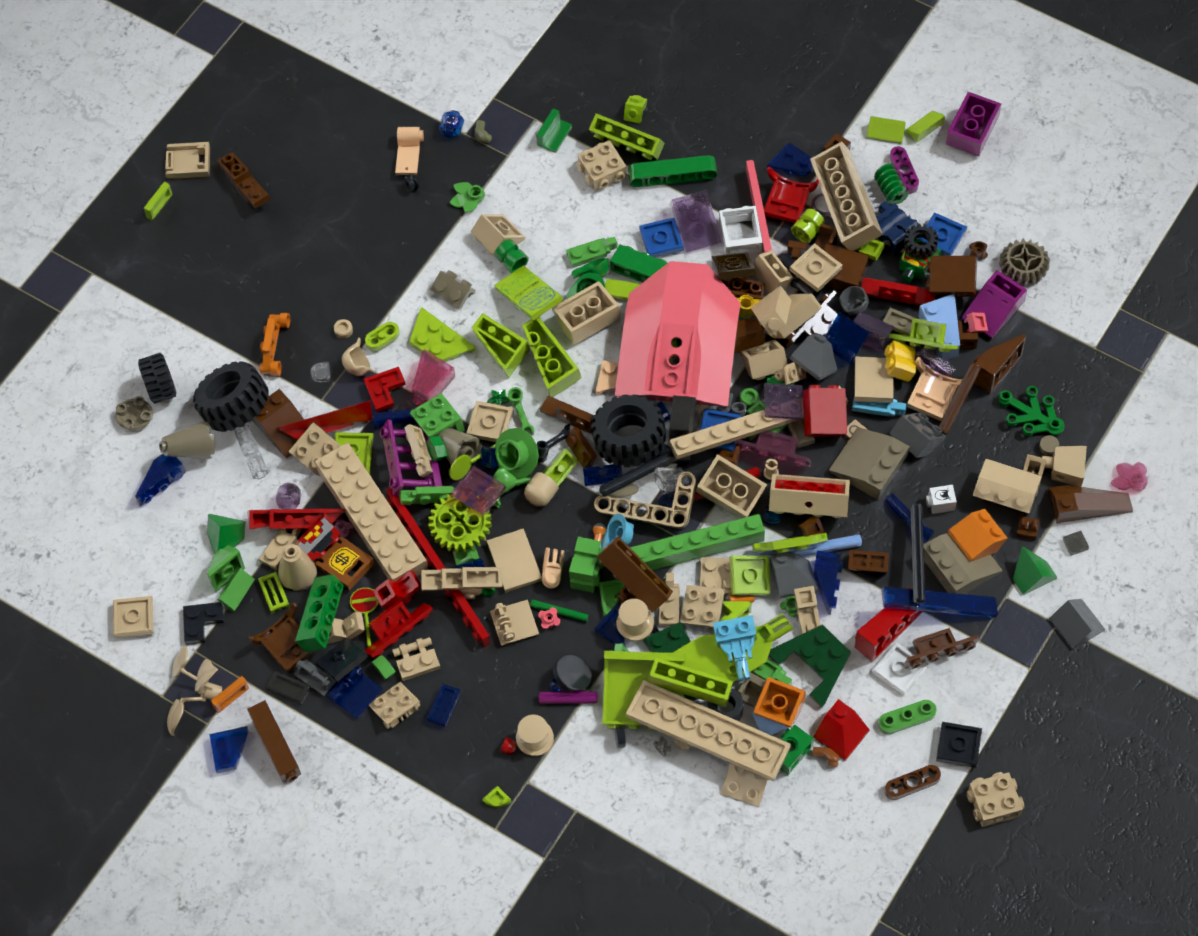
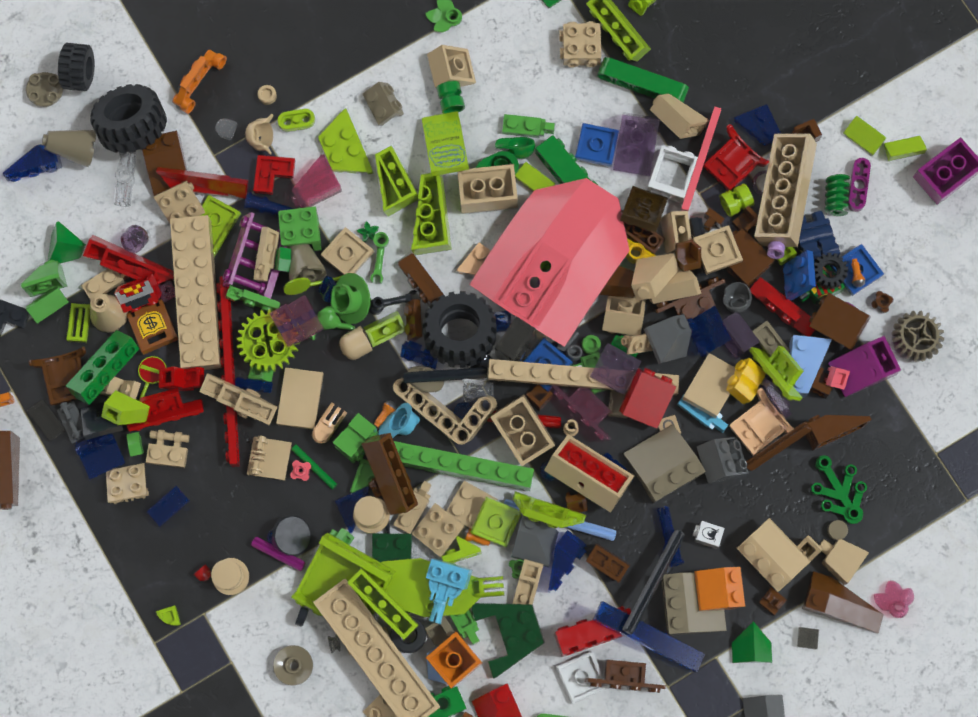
camera: 25 degrees right, 15 degrees up
(361, 637) = (124, 409): none -> lime slope
(635, 773) = (285, 658): none -> dark tan dish
(720, 181) = (678, 116): none -> tan slope
(793, 282) = (688, 255): none -> reddish brown panel
(865, 241) = (776, 250): none -> lavender bush
(897, 257) = (799, 275): none -> blue plate
(948, 239) = (858, 279): none -> orange piece

